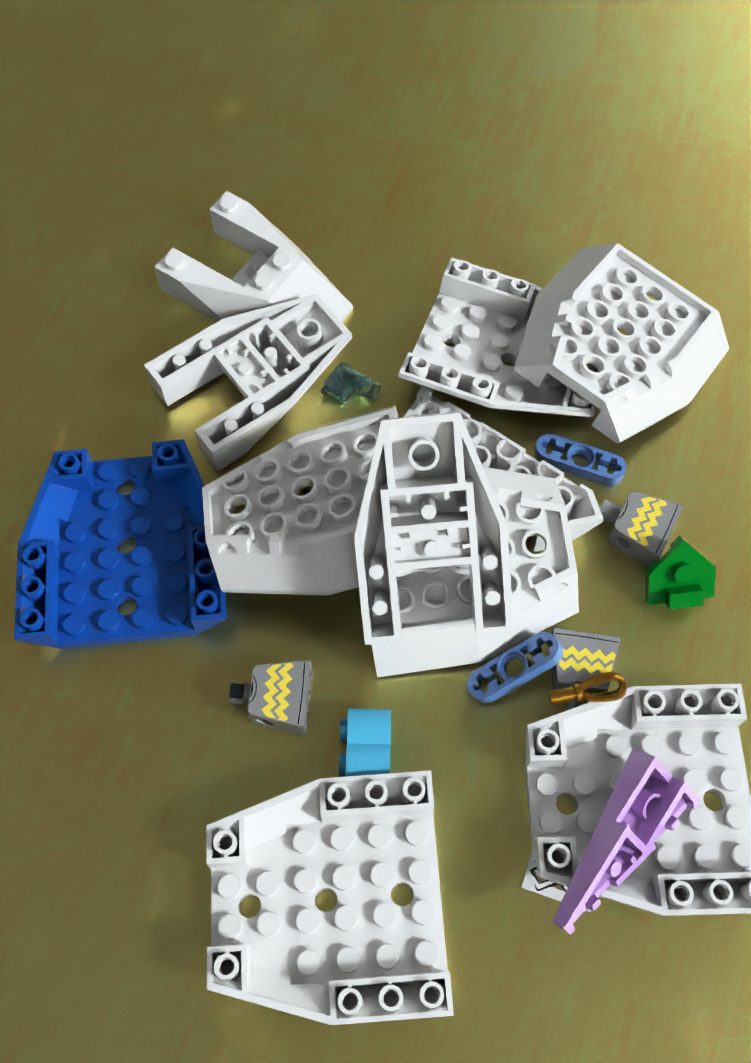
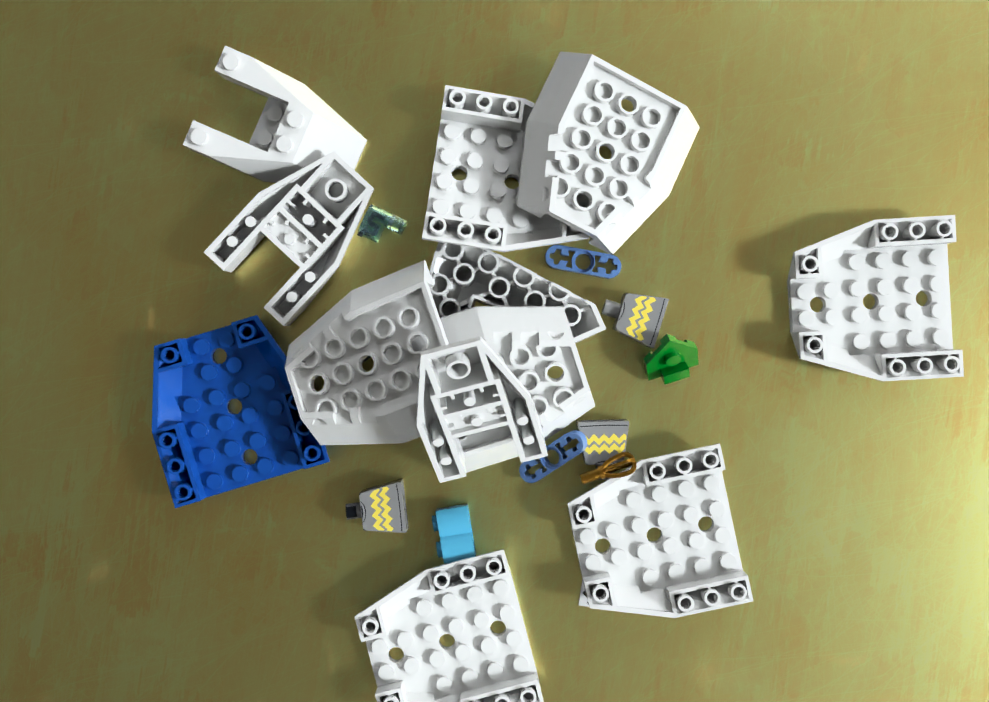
camera: 10 degrees left, 25 degrees up
(636, 814) = (653, 547): lavender wedge -> none

